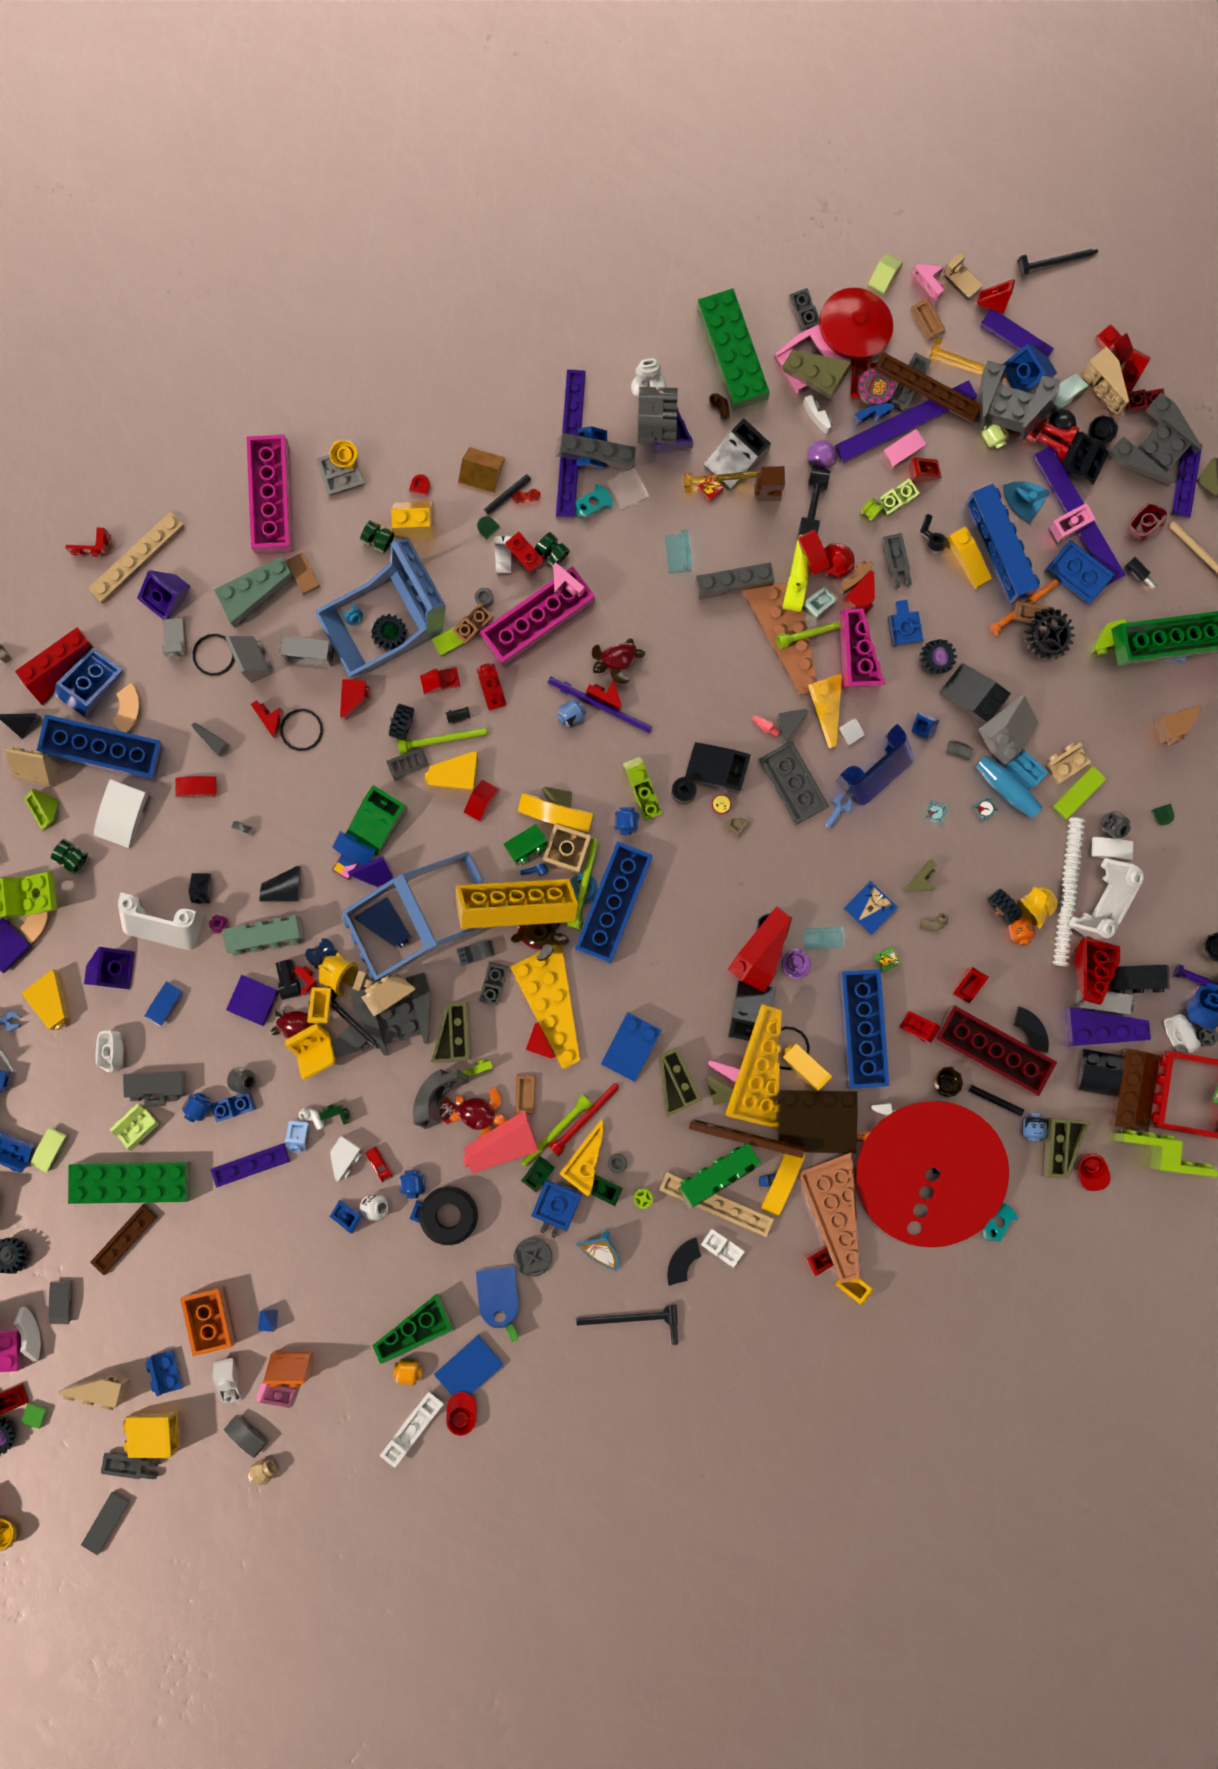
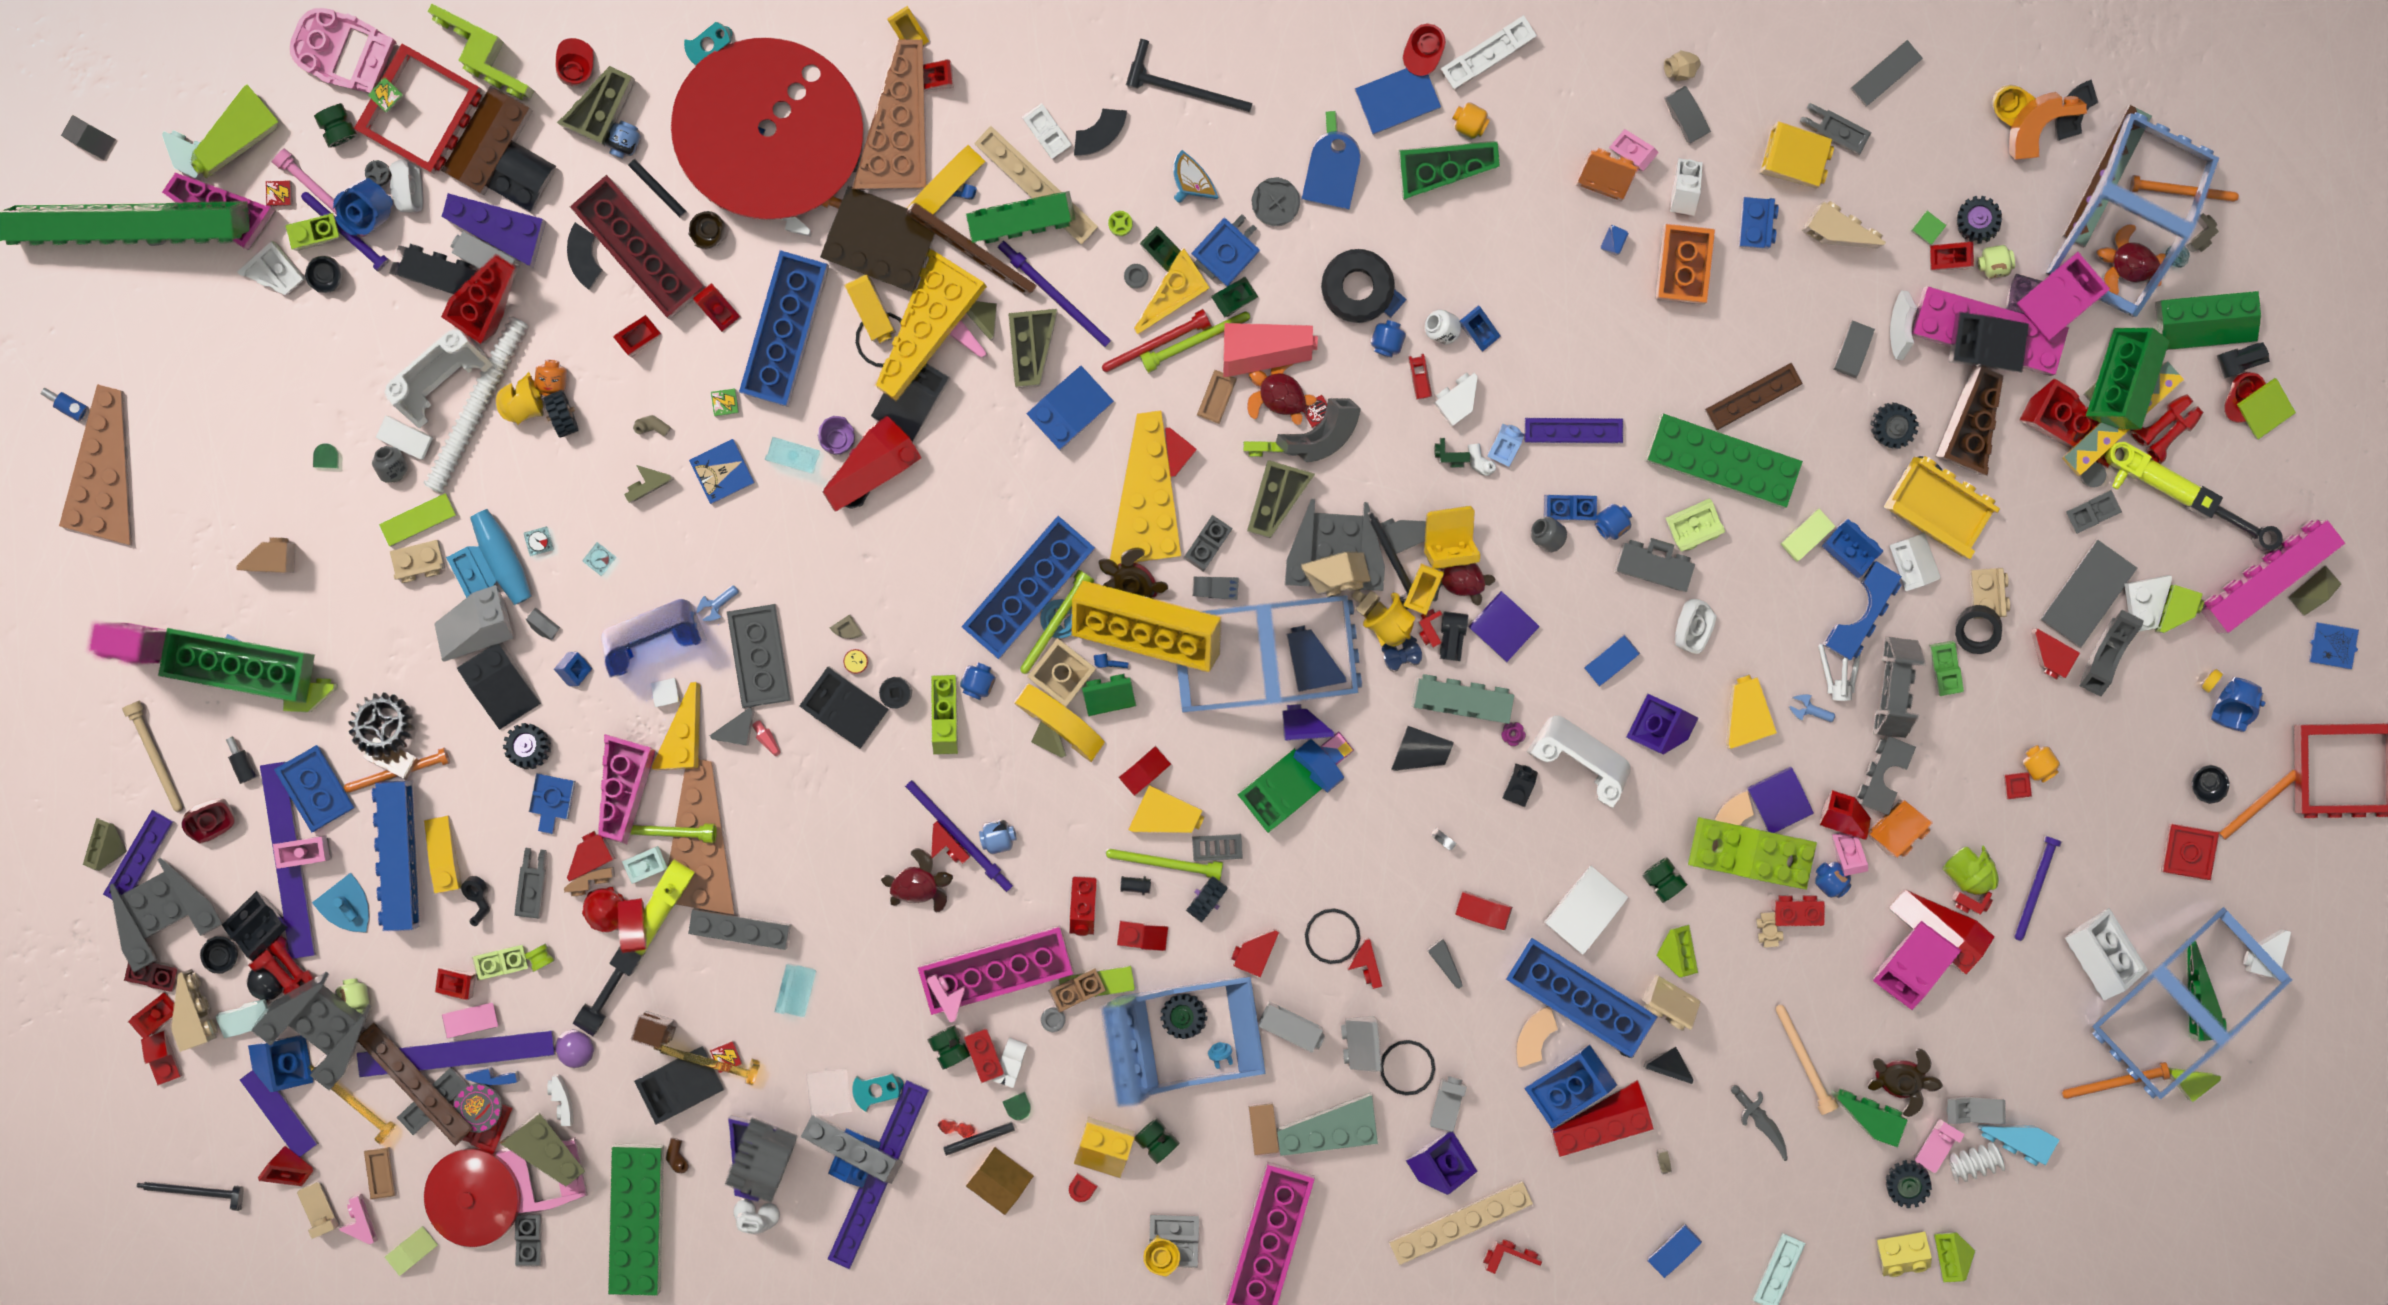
camera: 160 degrees left, 5 degrees up
(707, 1142) = (1018, 260): none -> dark purple bar

